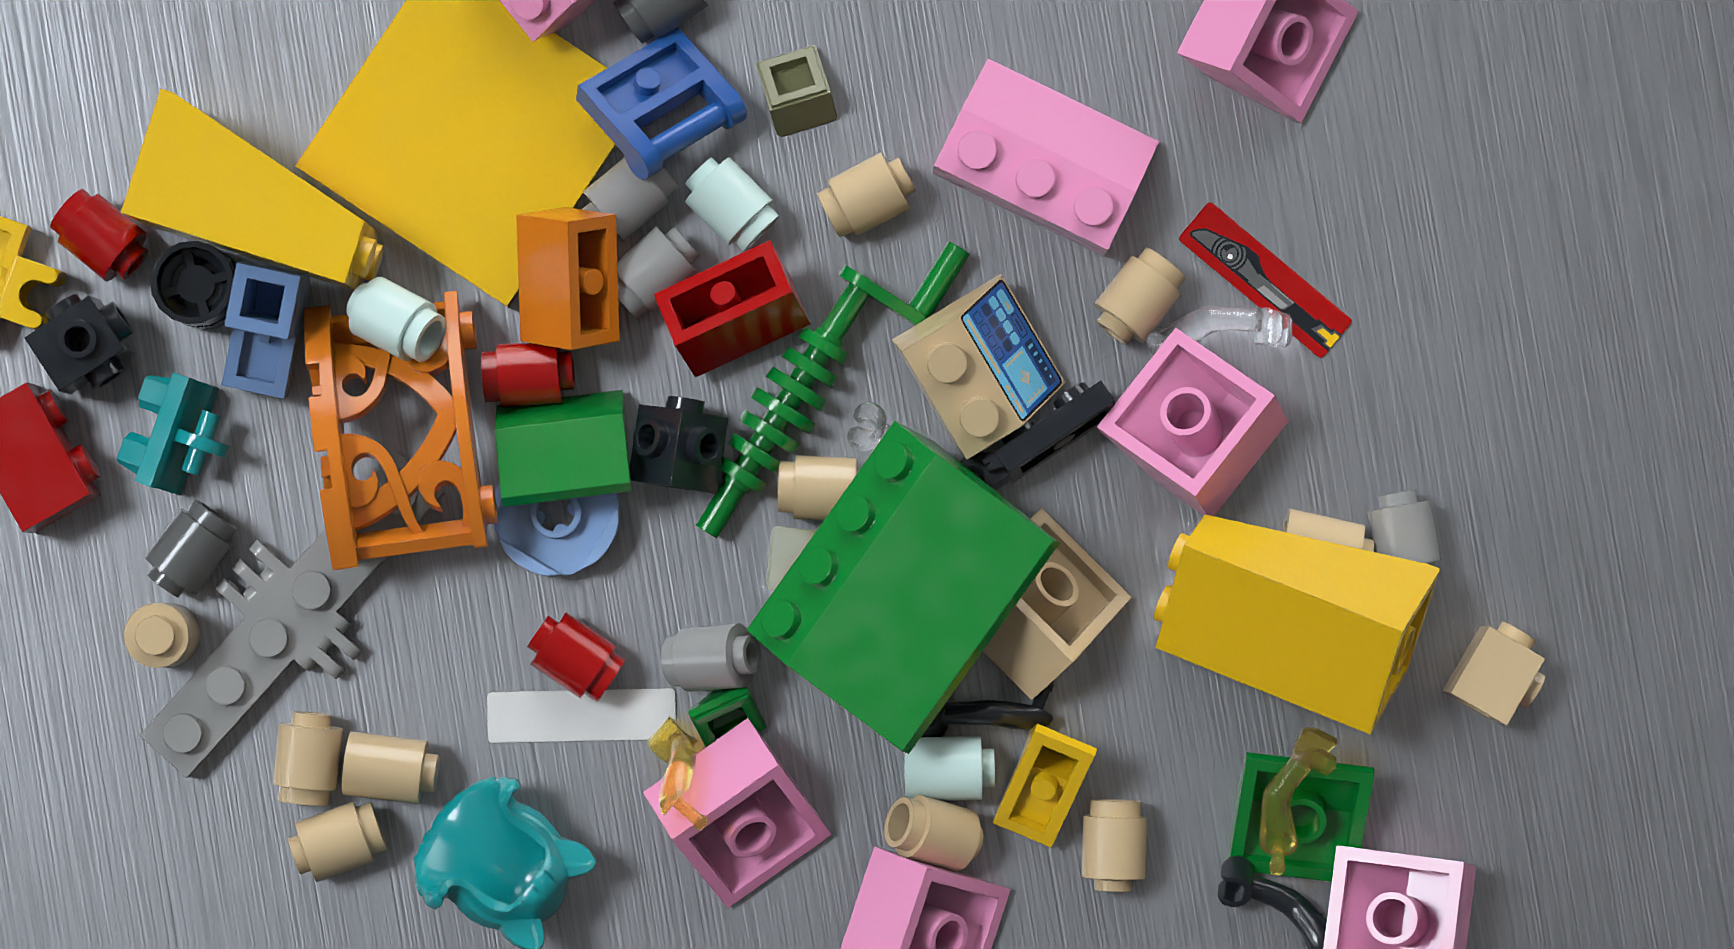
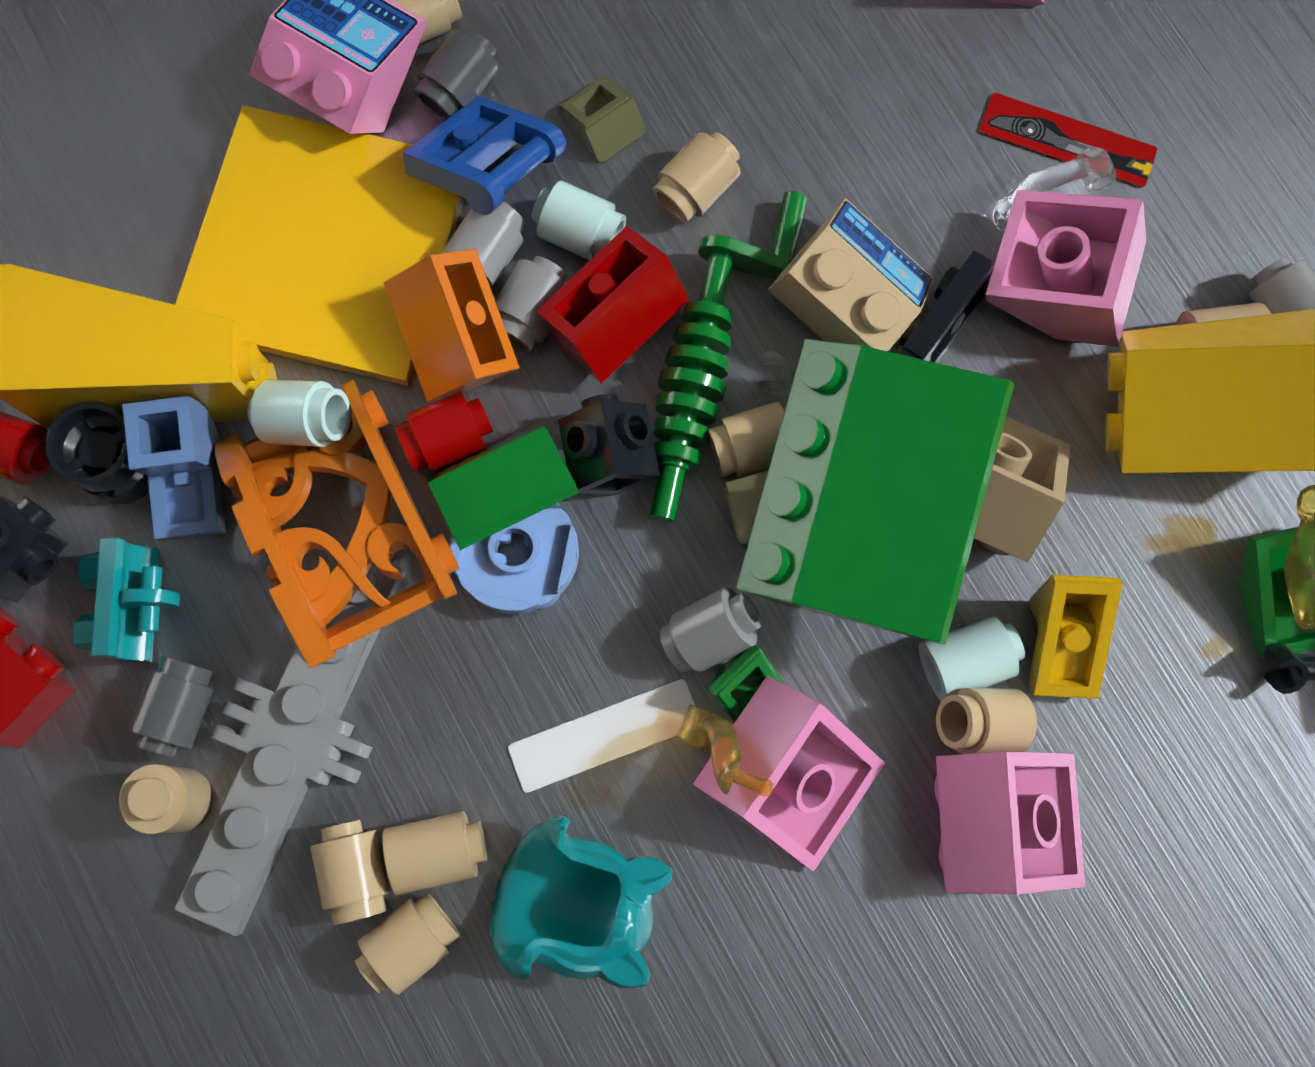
camera: 15 degrees left, 10 degrees down
(575, 656) = (579, 677): red brick -> none
(993, 713) = (1001, 587): black piece -> none
(1045, 157) = (843, 102): bright pink slope -> none
(1114, 844) = (1158, 673): tan brick -> none
(1139, 297) = (972, 179): tan brick -> none

